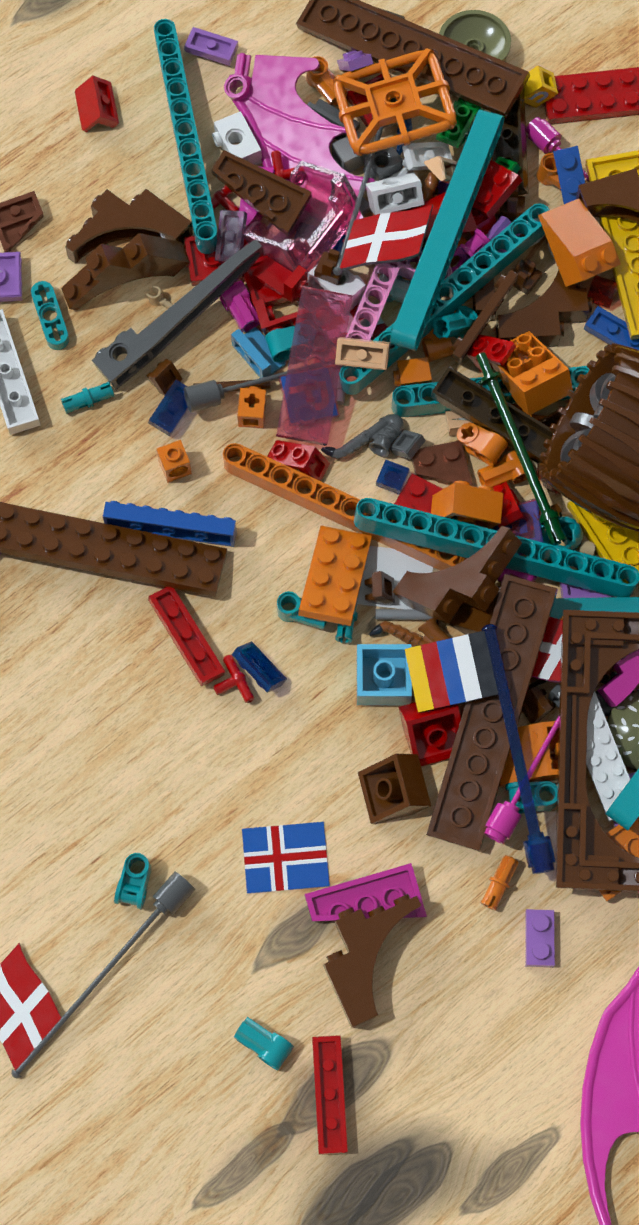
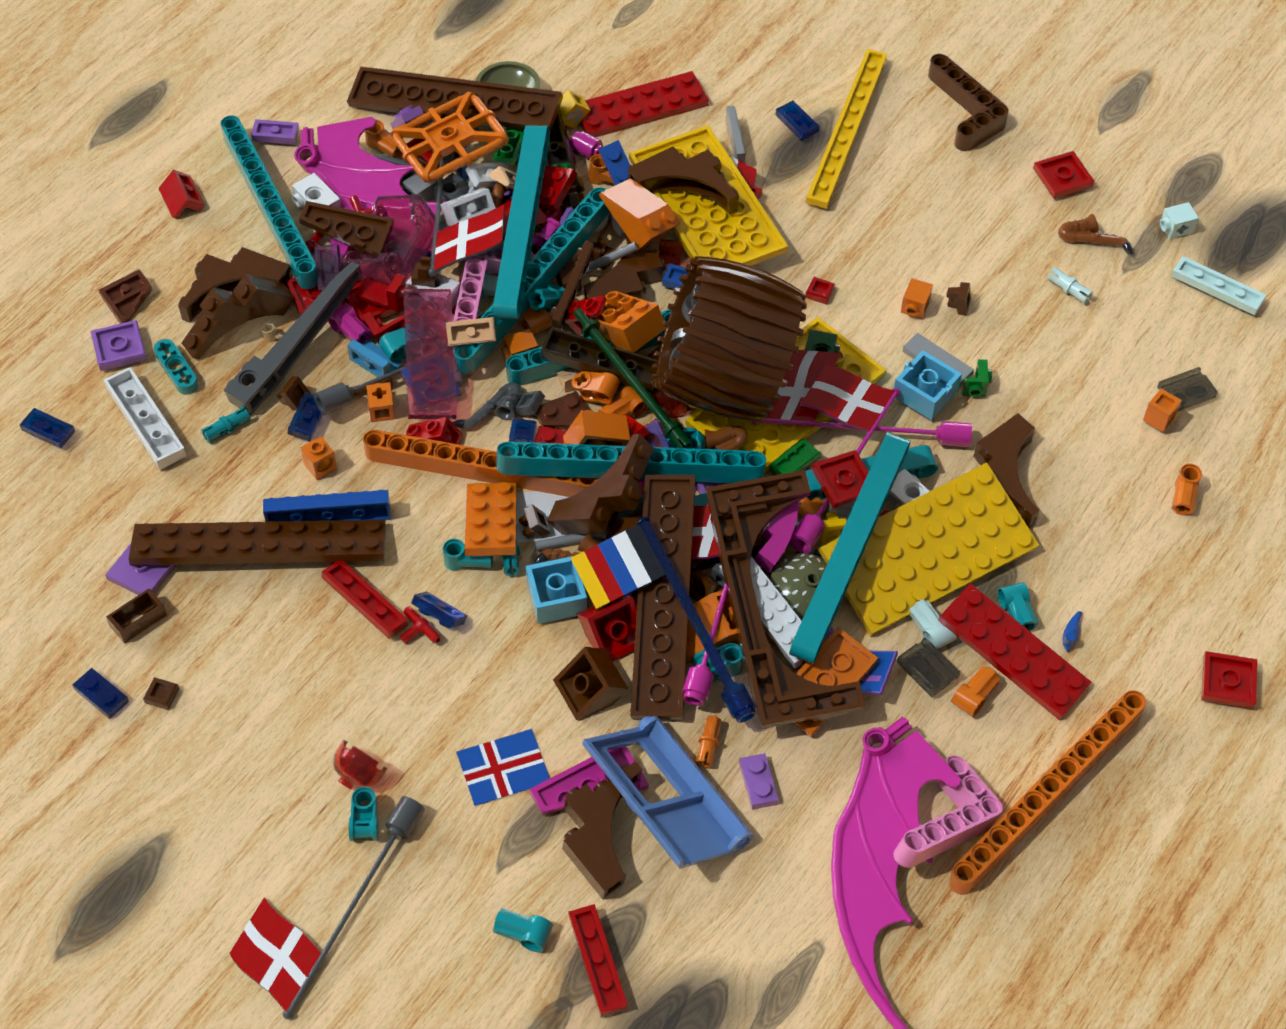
camera: 15 degrees left, 15 degrees down
(138, 826) = (356, 767): none -> clear red cylinder
(457, 975) = (688, 827): none -> medium blue piece
(538, 287) = (615, 255): none -> light grey bar
(603, 541) = (726, 439): none -> dark orange piece

